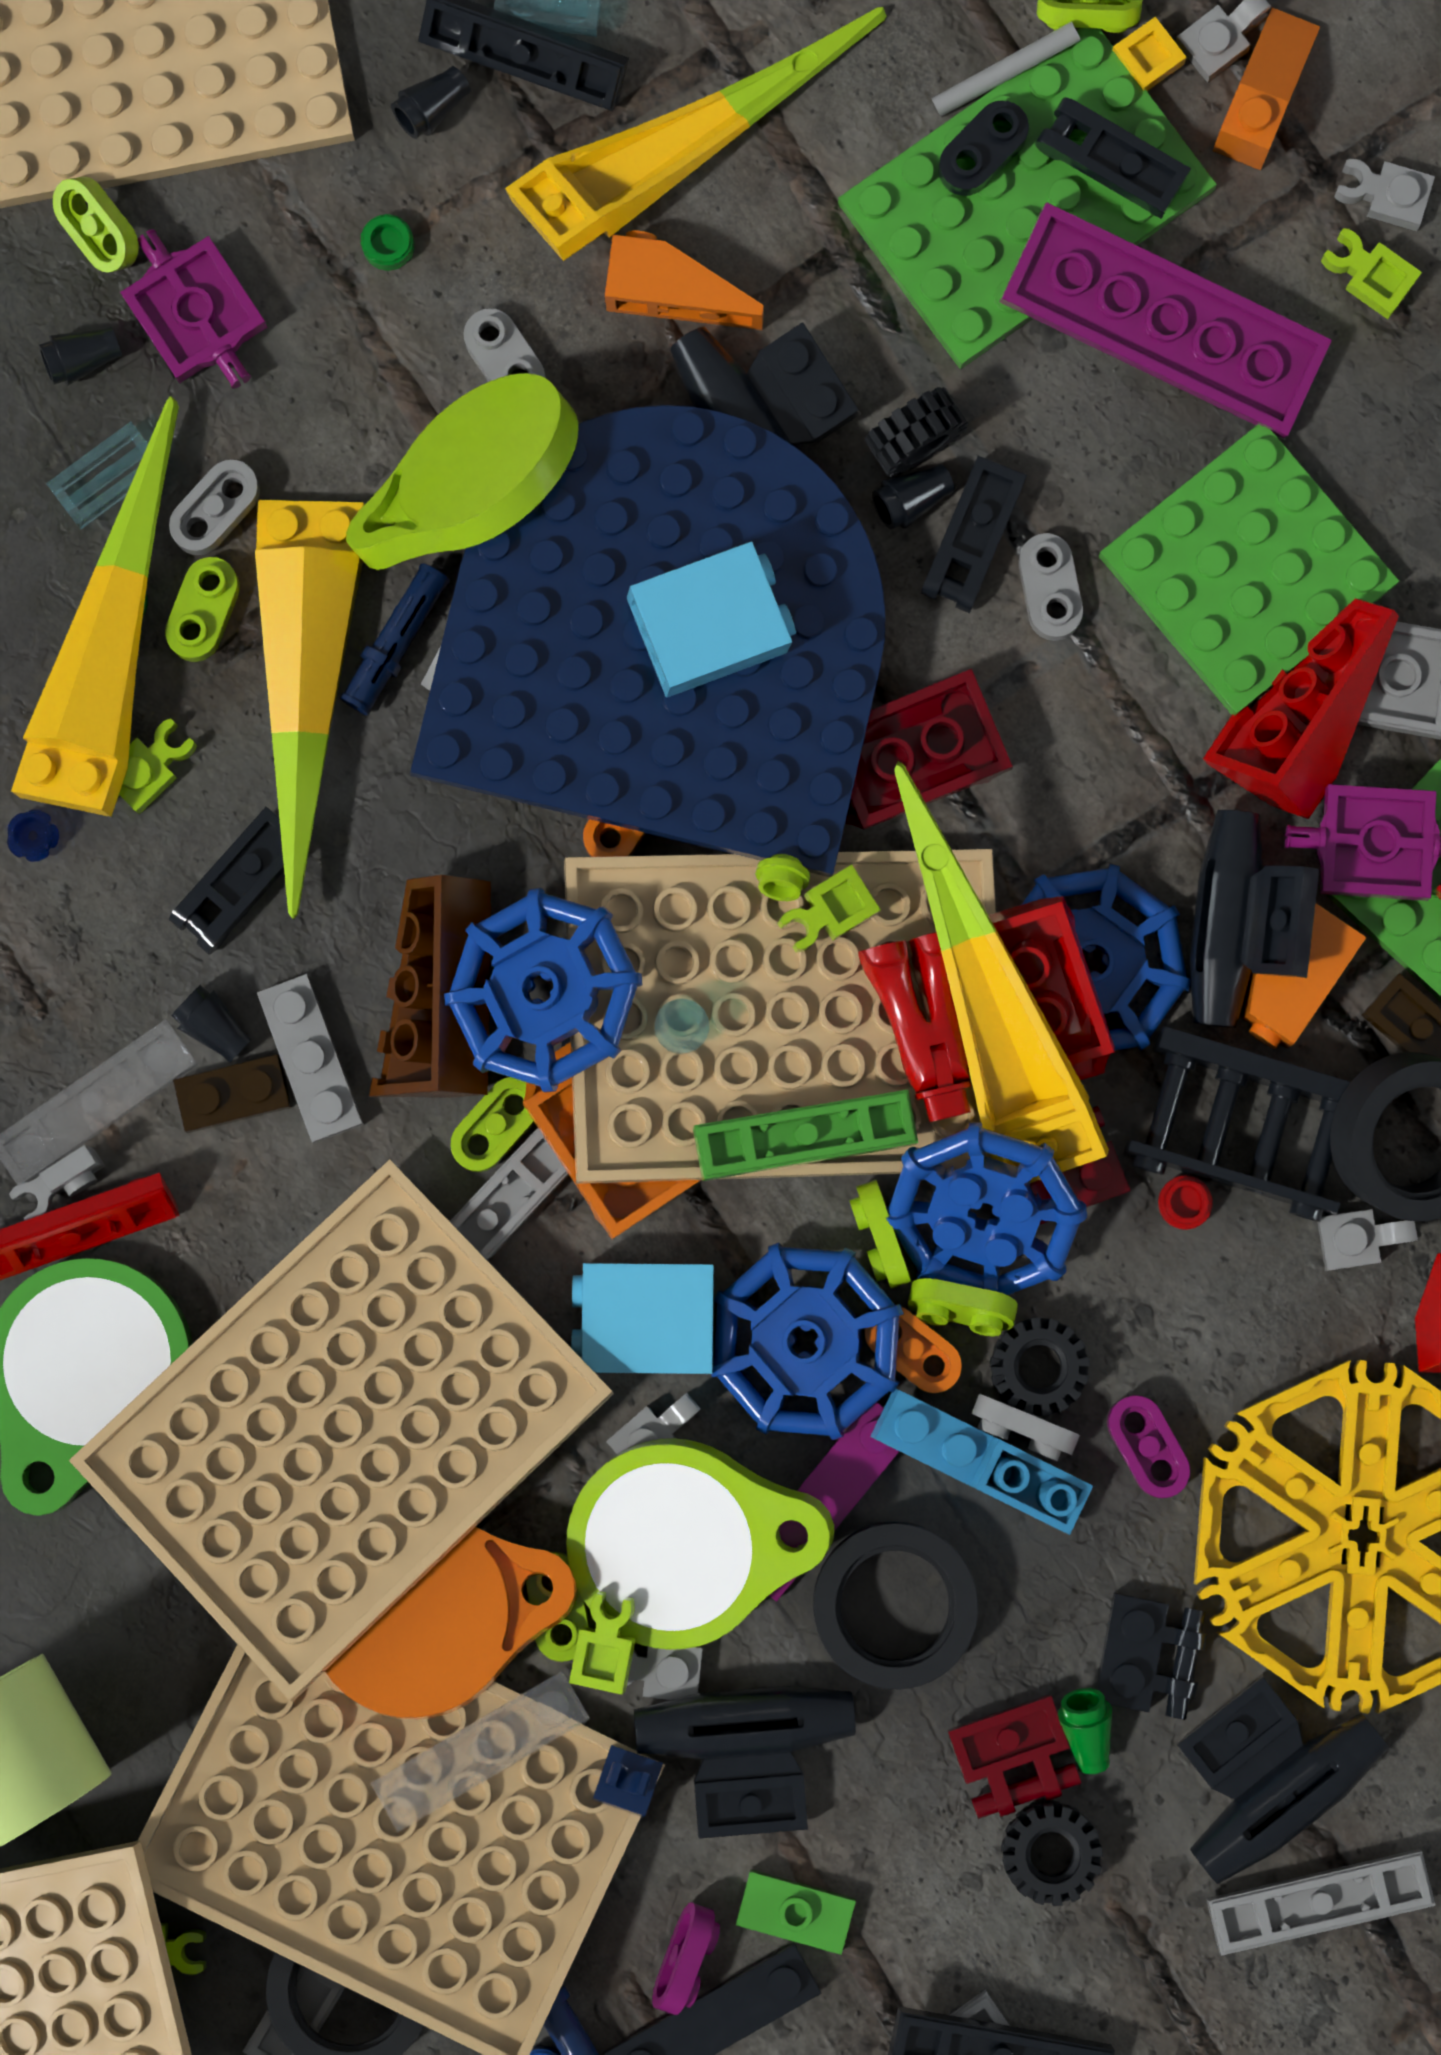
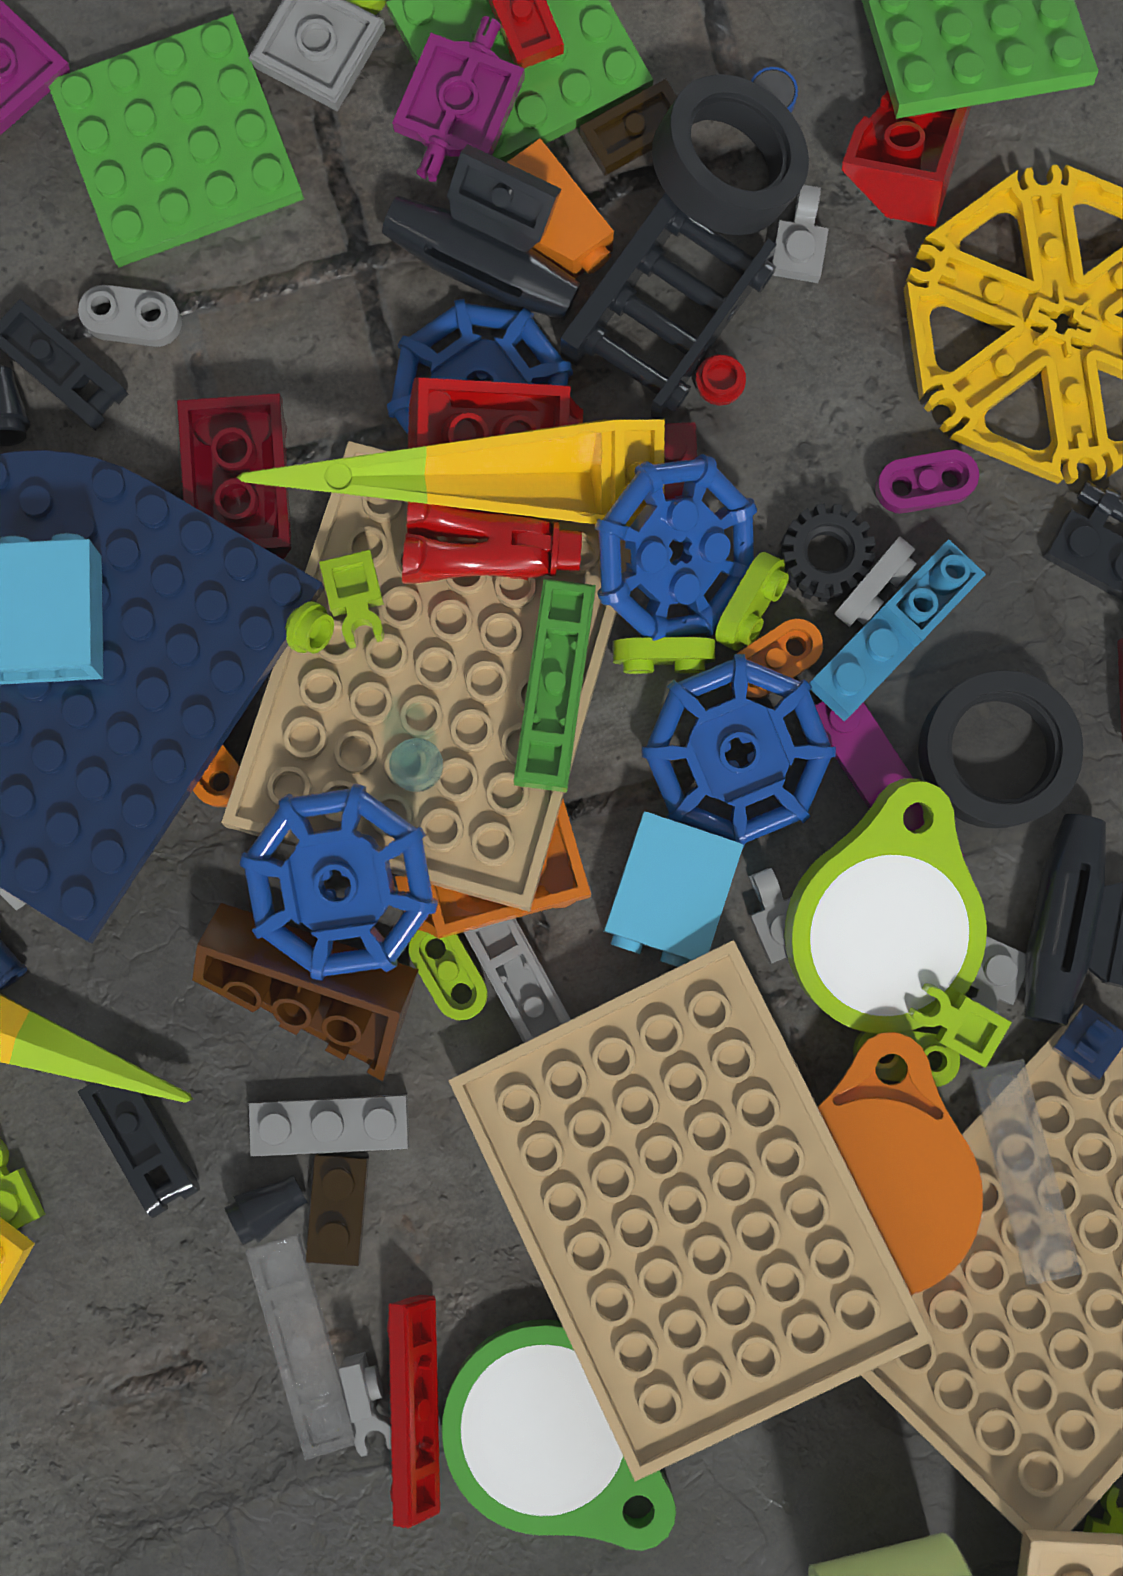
camera: 80 degrees left, 0 degrees up
(18, 833) = (15, 1331): clear blue plate -> none
(1303, 726) = (334, 137): red wedge -> none

